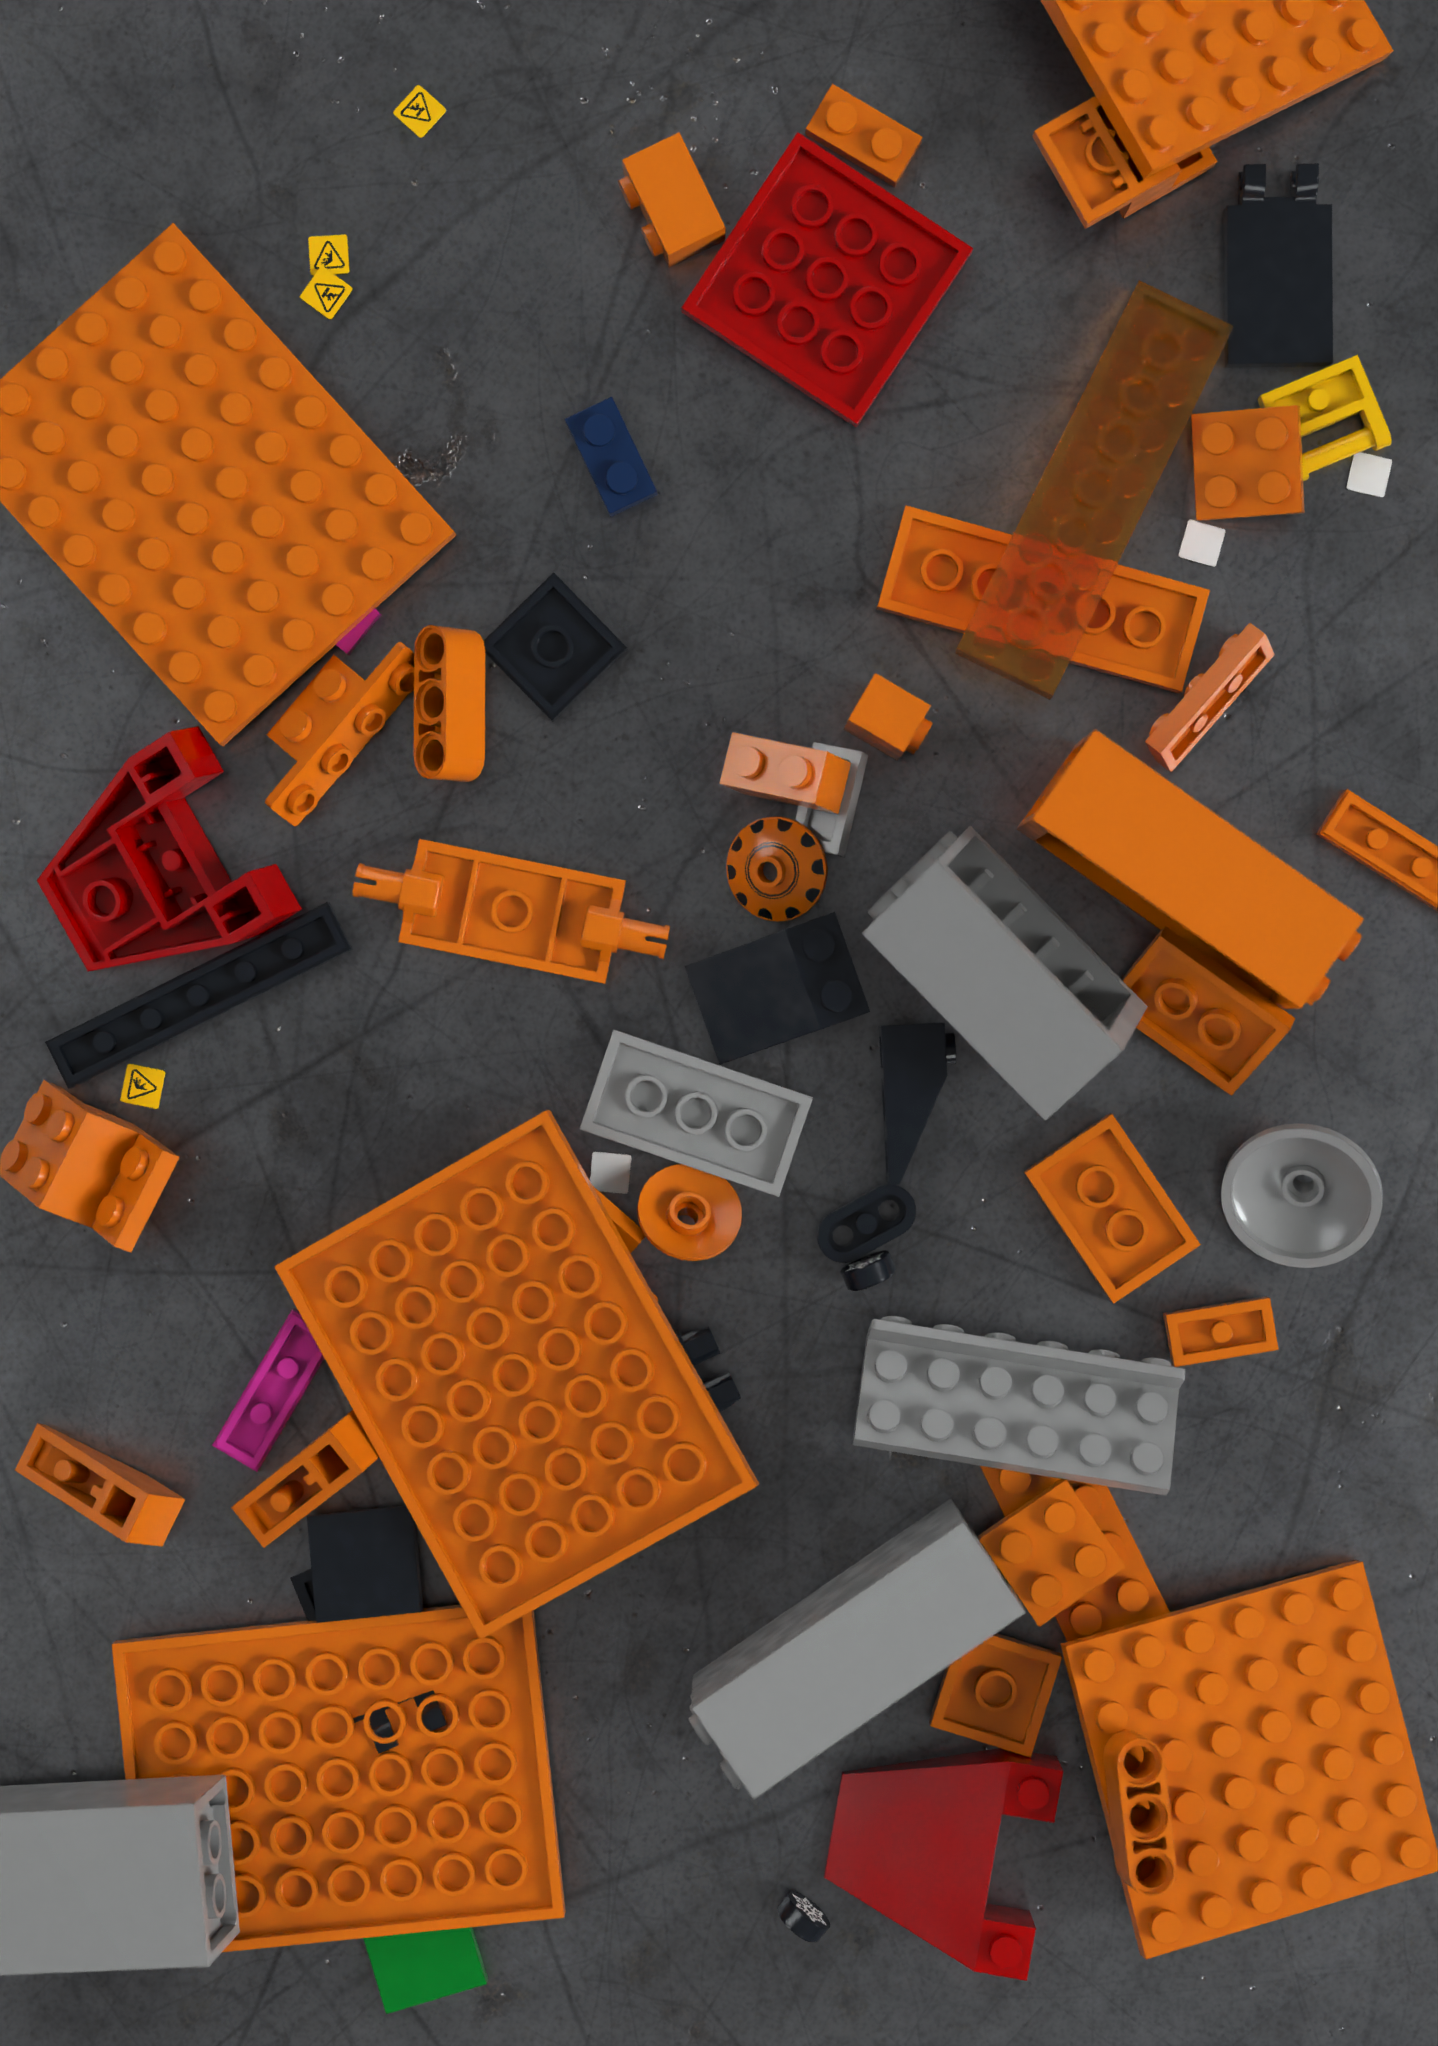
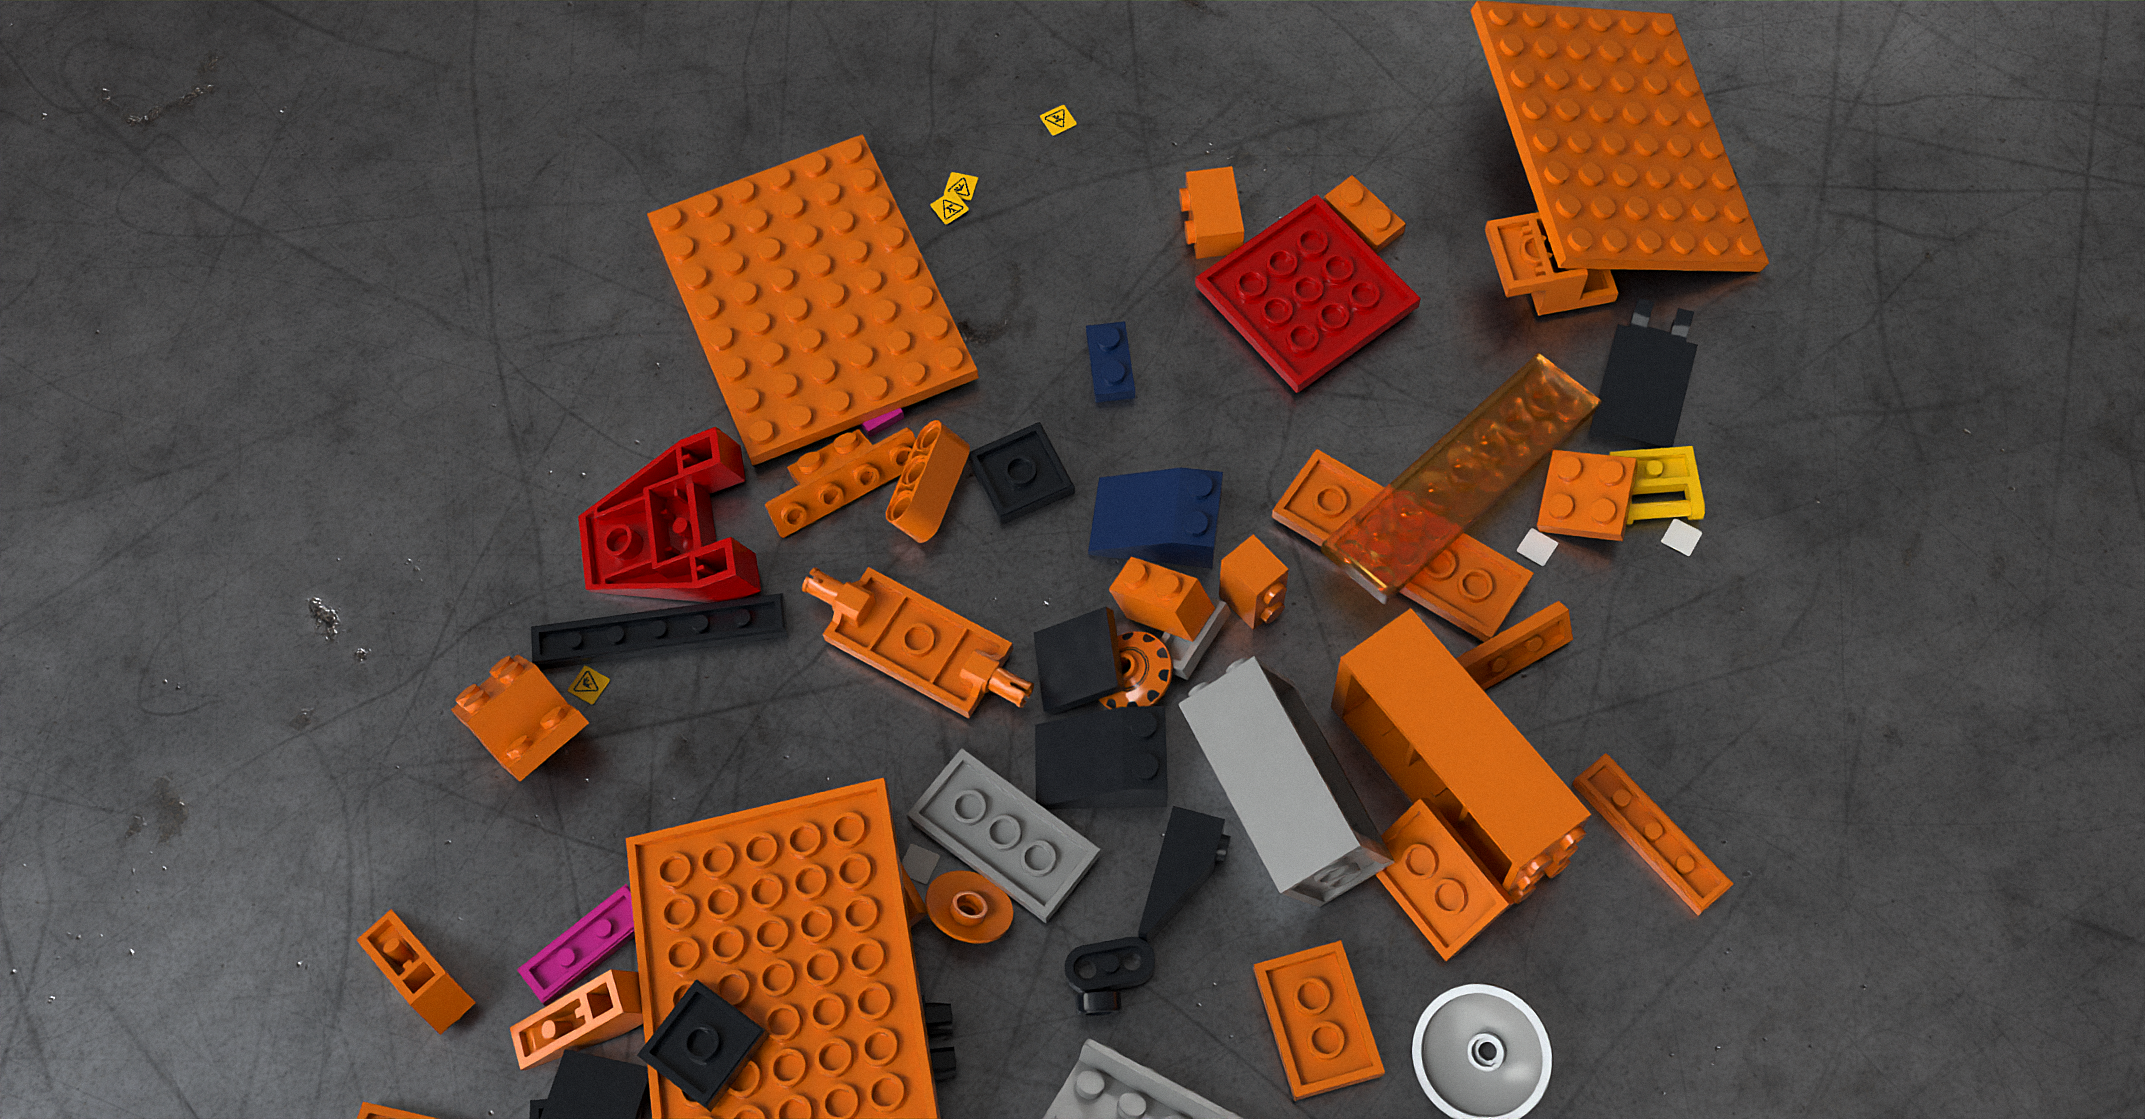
camera: 20 degrees right, 25 degrees down
(464, 1475) = (703, 1045): none -> black tile
(711, 878) = (1078, 661): none -> black tile
(740, 656) = (1158, 516): none -> dark blue slope

